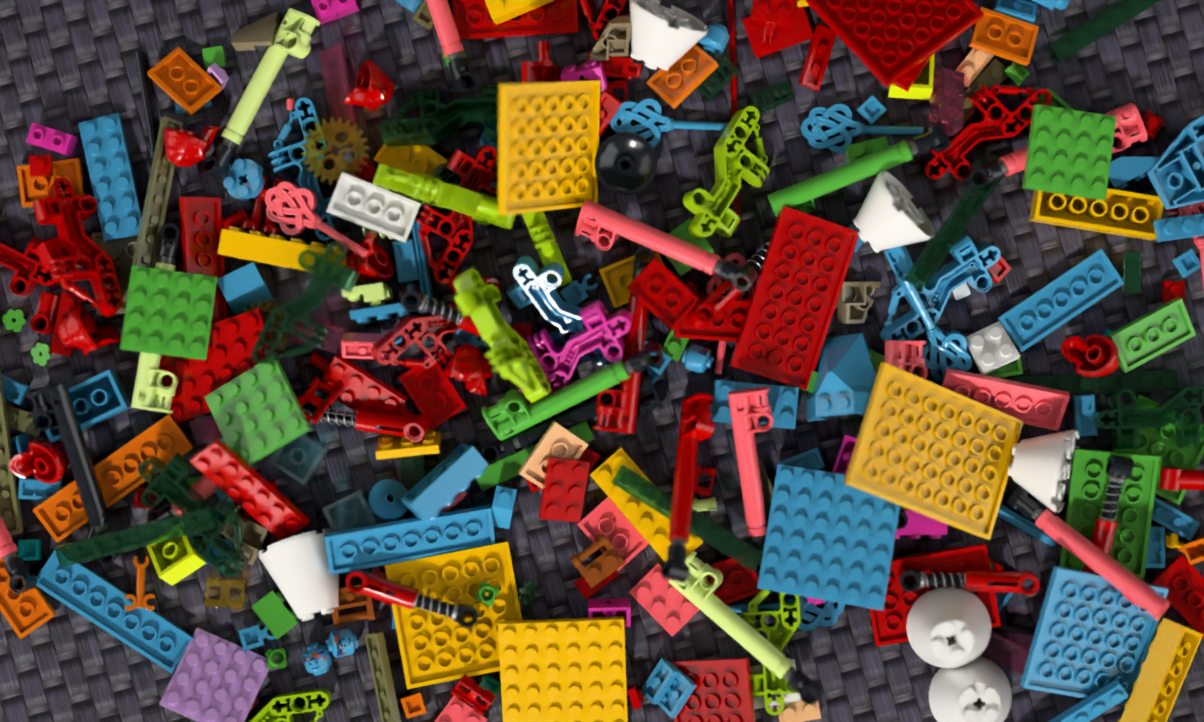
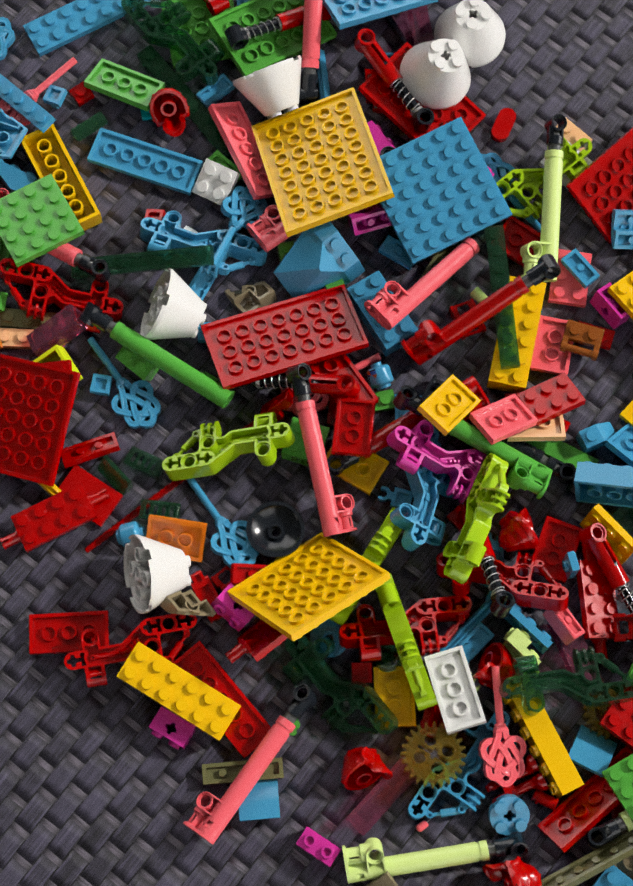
camera: 130 degrees left, 15 degrees down
(405, 387) = (570, 564): none -> dark azure plate
(449, 146) = (362, 672): none -> red plate
(573, 428) = (503, 419): none -> coral plate
(617, 386) = (448, 405): none -> yellow plate
(664, 611) = (580, 268): none -> dark azure plate
(736, 246) = (280, 402): none -> red hinge
(778, 64) = (115, 475): none -> slope
(855, 656) = (503, 125): none -> red tile

